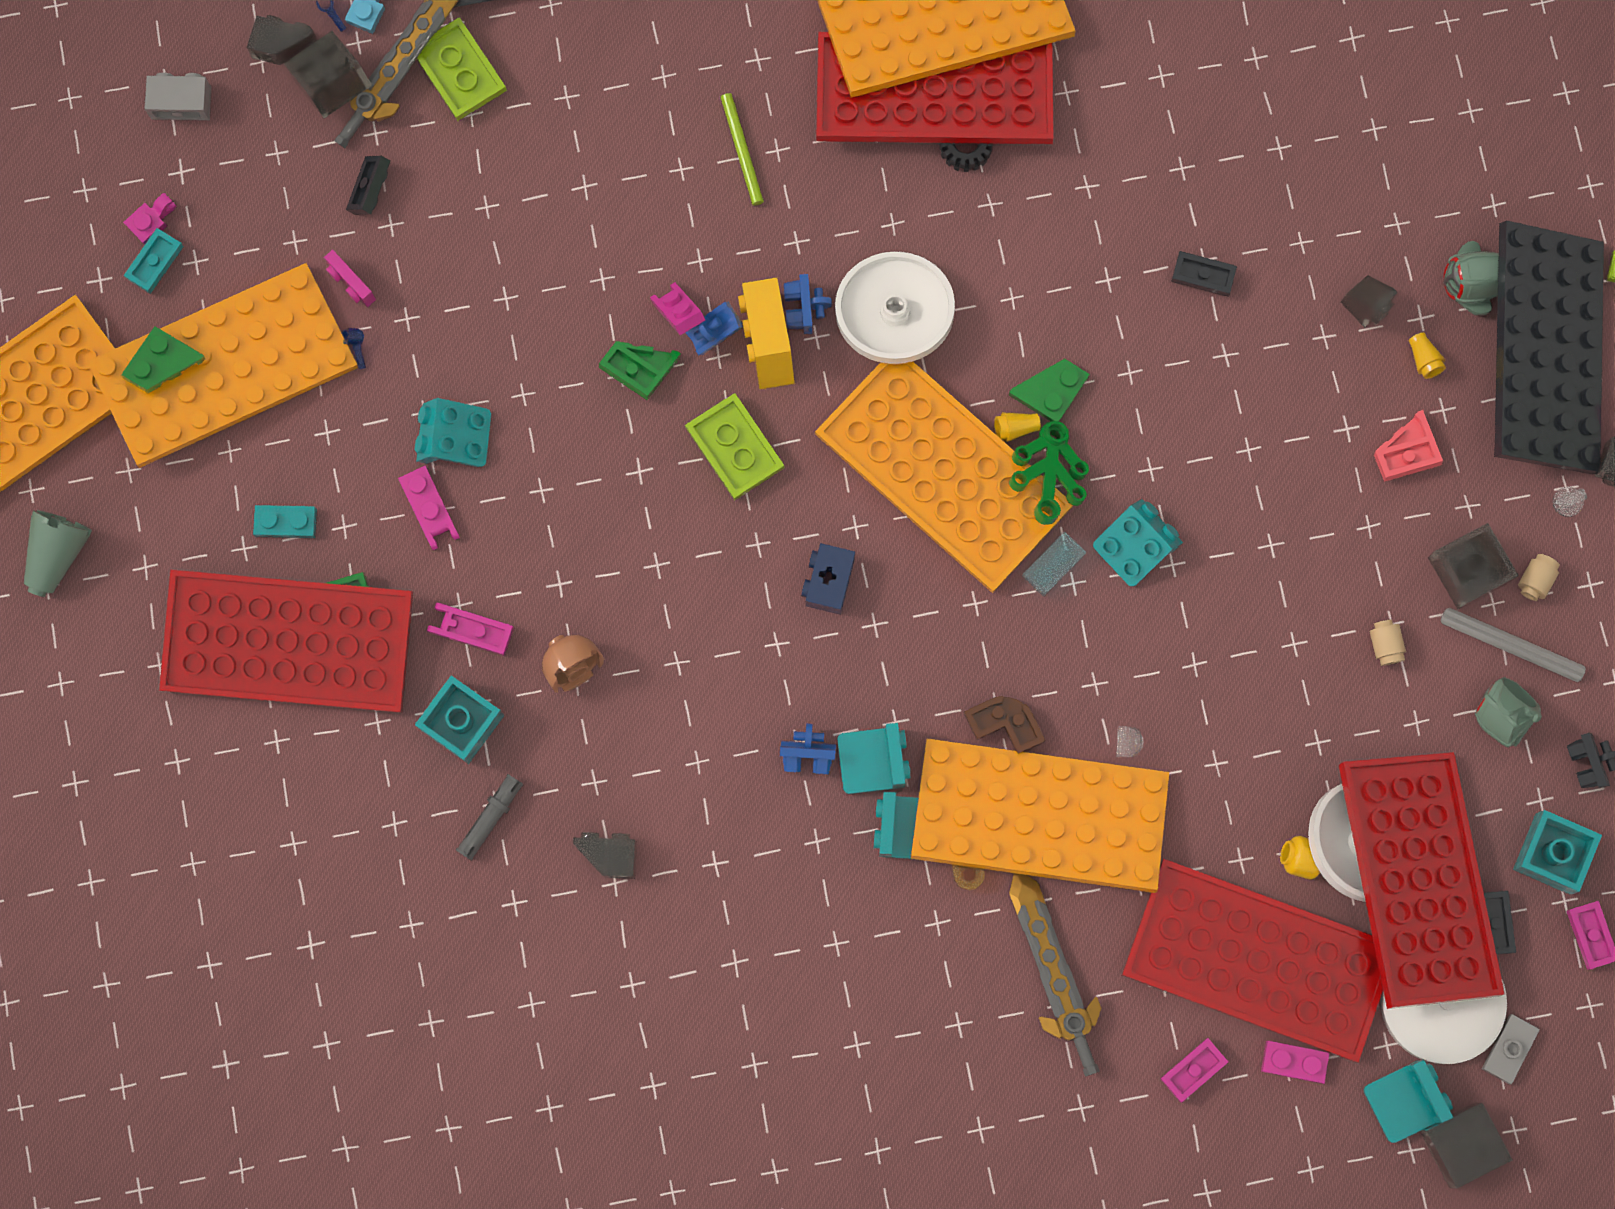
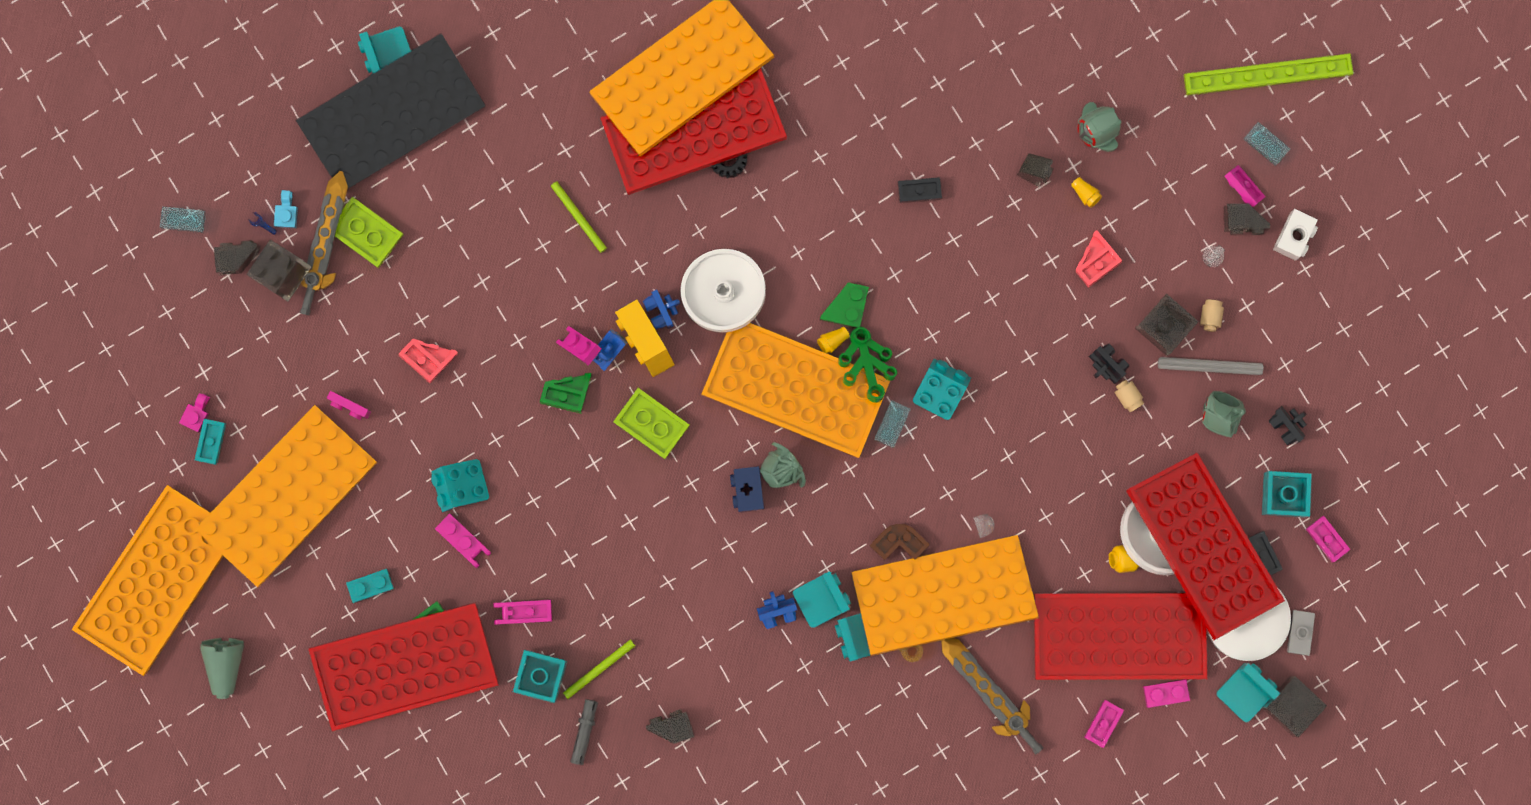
camera: 25 degrees left, 5 degrees up
(159, 360) = (244, 511): green wing -> none
(178, 97) = (181, 322): light grey brick -> none
(355, 337) = (368, 444): clear blue hand -> none
(368, 185) = (336, 336): black plate -> none
(474, 257) = (427, 358): none -> coral wing
(541, 742) = (599, 669): none -> lime bar
(570, 661) = (597, 609): nougat cylinder -> none
(885, 565) = (782, 468): none -> sand green piece
(1372, 592) = (1106, 365): none -> black hips
(1549, 348) = (1165, 158): black plate -> none

